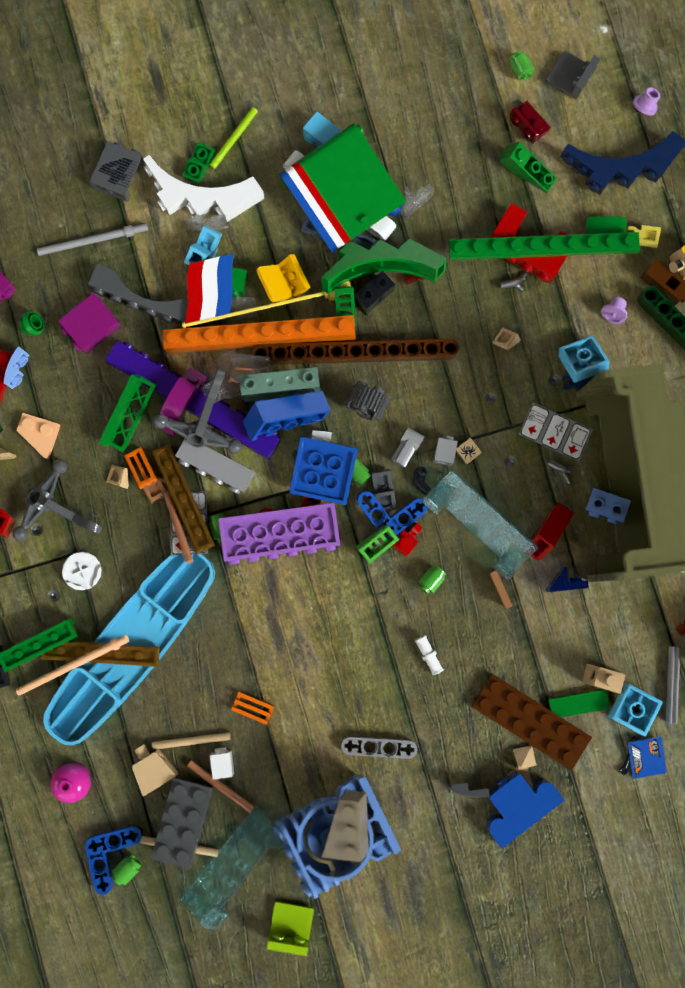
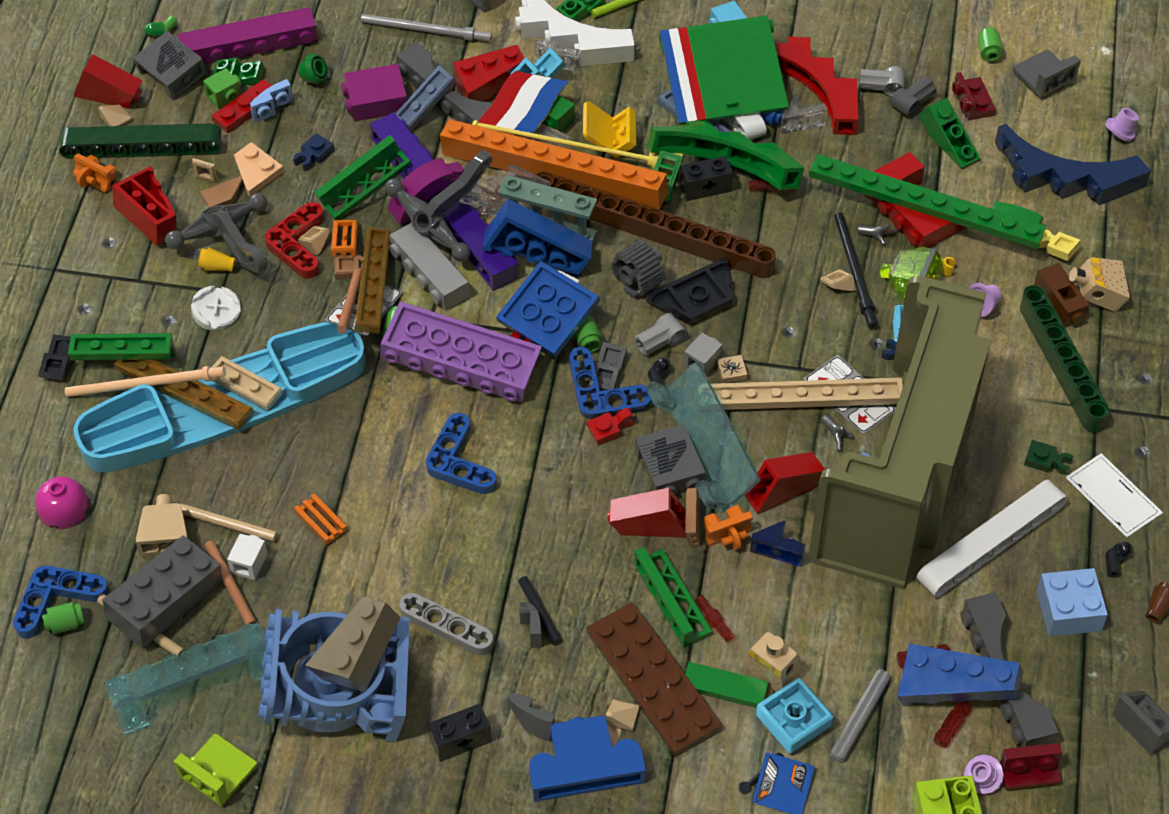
camera: 30 degrees right, 30 degrees down
(28, 469) = (223, 193): none -> medium nougat tile
(59, 532) = (215, 261): none -> yellow cone
(73, 395) = (315, 149): none -> dark blue plate
(98, 484) = (290, 237): none -> red beam
(132, 315) = (425, 97): none -> sand blue tile
(140, 628) = (247, 384): none -> tan tile
(165, 268) = (485, 74): none -> red wedge
(317, 622) = (451, 463): none -> blue beam
(381, 548) = (571, 418): bright green slope -> none
(409, 153) = (818, 76): none -> red arch
(415, 398) = (696, 293): none -> black wing
(428, 715) = (530, 615): none -> dark grey slope
(429, 655) = (565, 551): white pin -> none
(431, 579) = (613, 474): bright green brick -> none
(432, 826) = (459, 732): none -> black brick
(435, 707) = (545, 620): none -> black bar
(462, 135) = (887, 80): none -> light grey piece
(466, 552) = (670, 459): none -> dark grey panel
(472, 604) = (649, 514): none -> red slope
(486, 145) = (910, 99): none -> dark grey piece
(513, 662) = (667, 600): none -> green fence
(522, 591) = (730, 530): none -> orange hips
(530, 449) = (808, 393): none -> tan plate
(536, 353) = (866, 305): none -> black bar
(549, 658) = (714, 618): none -> clear red bar
(561, 312) = (919, 261): none -> clear neon green torso

